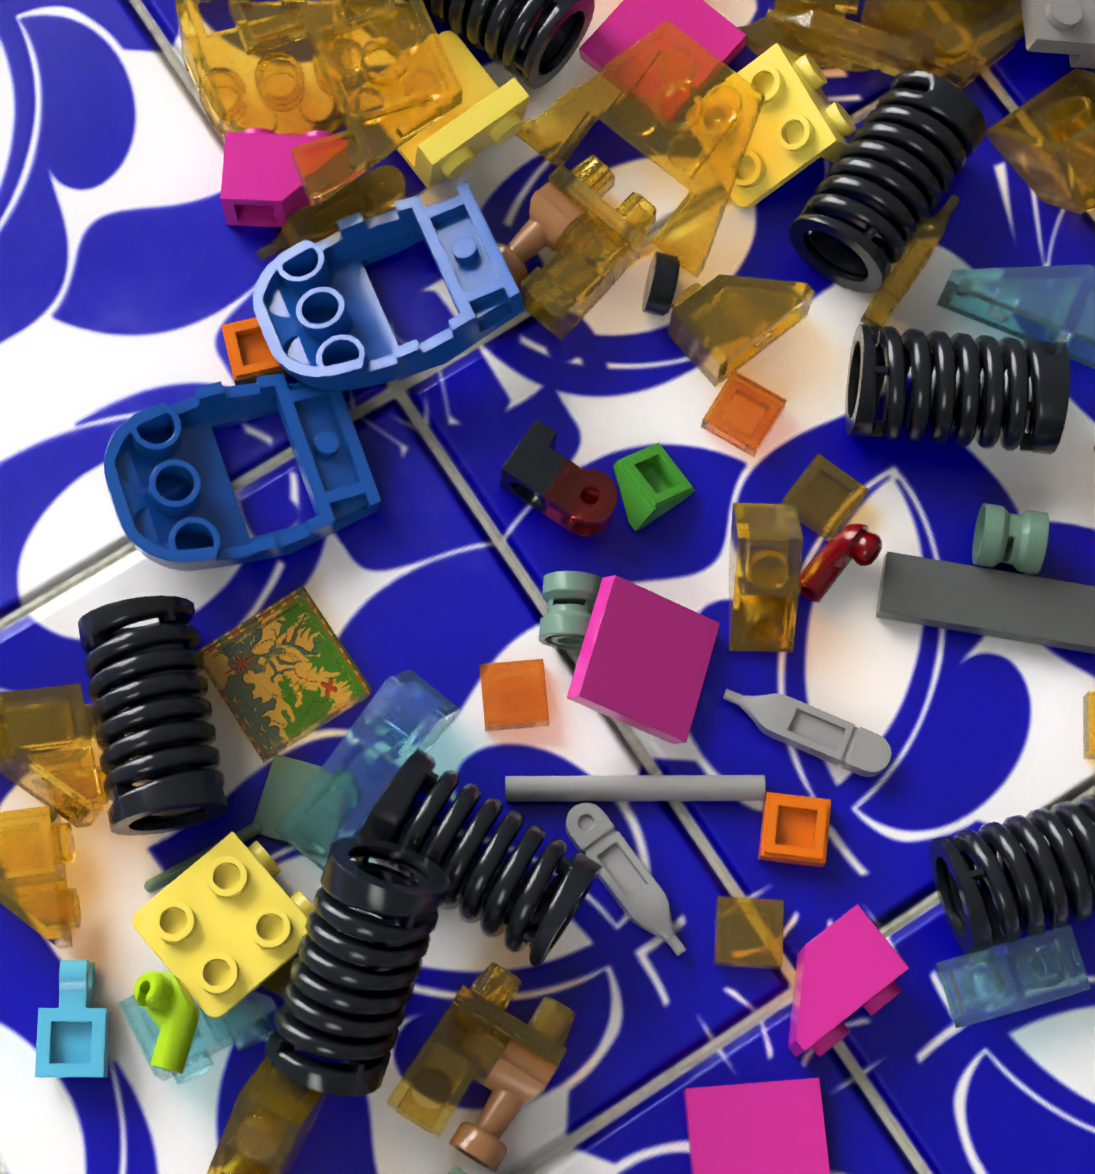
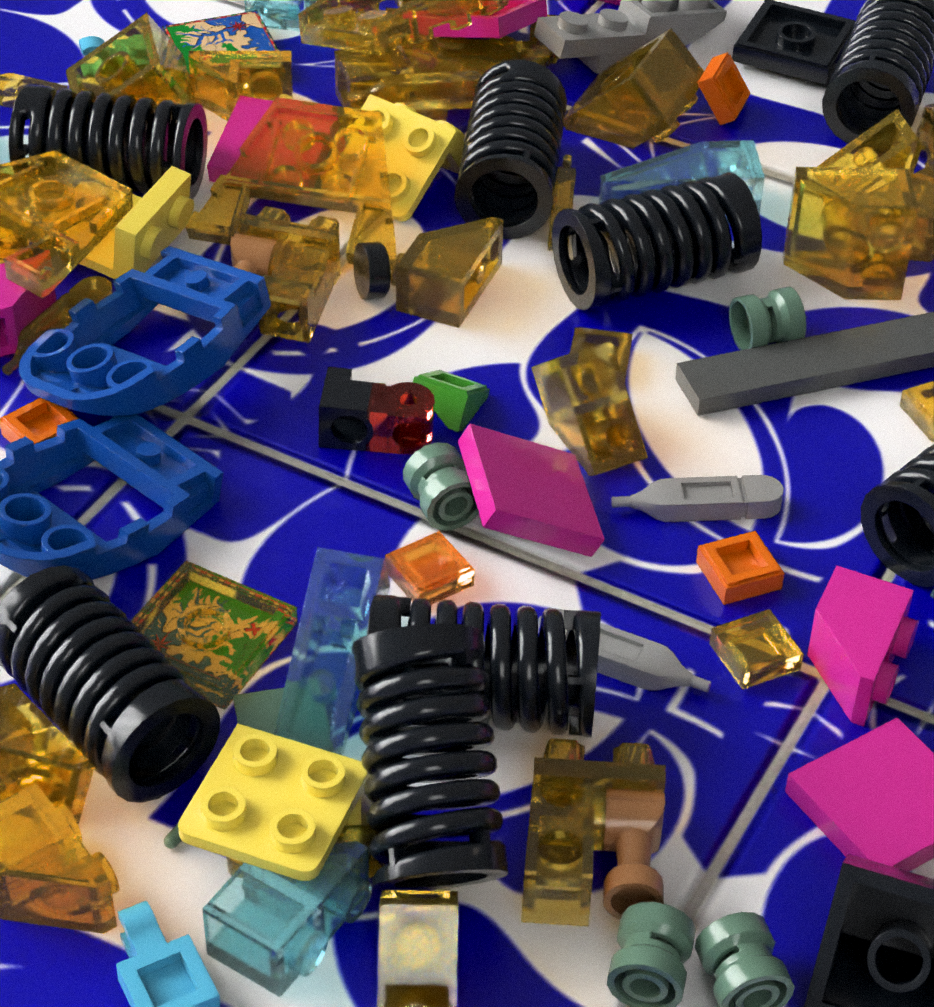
camera: 25 degrees left, 30 degrees down
(173, 1014) = (267, 882): lime arm -> none
(635, 788) = (611, 579): light grey bar -> none
(743, 413) = (495, 328): clear orange tile -> none
(831, 560) = (644, 364): dark red arm -> none

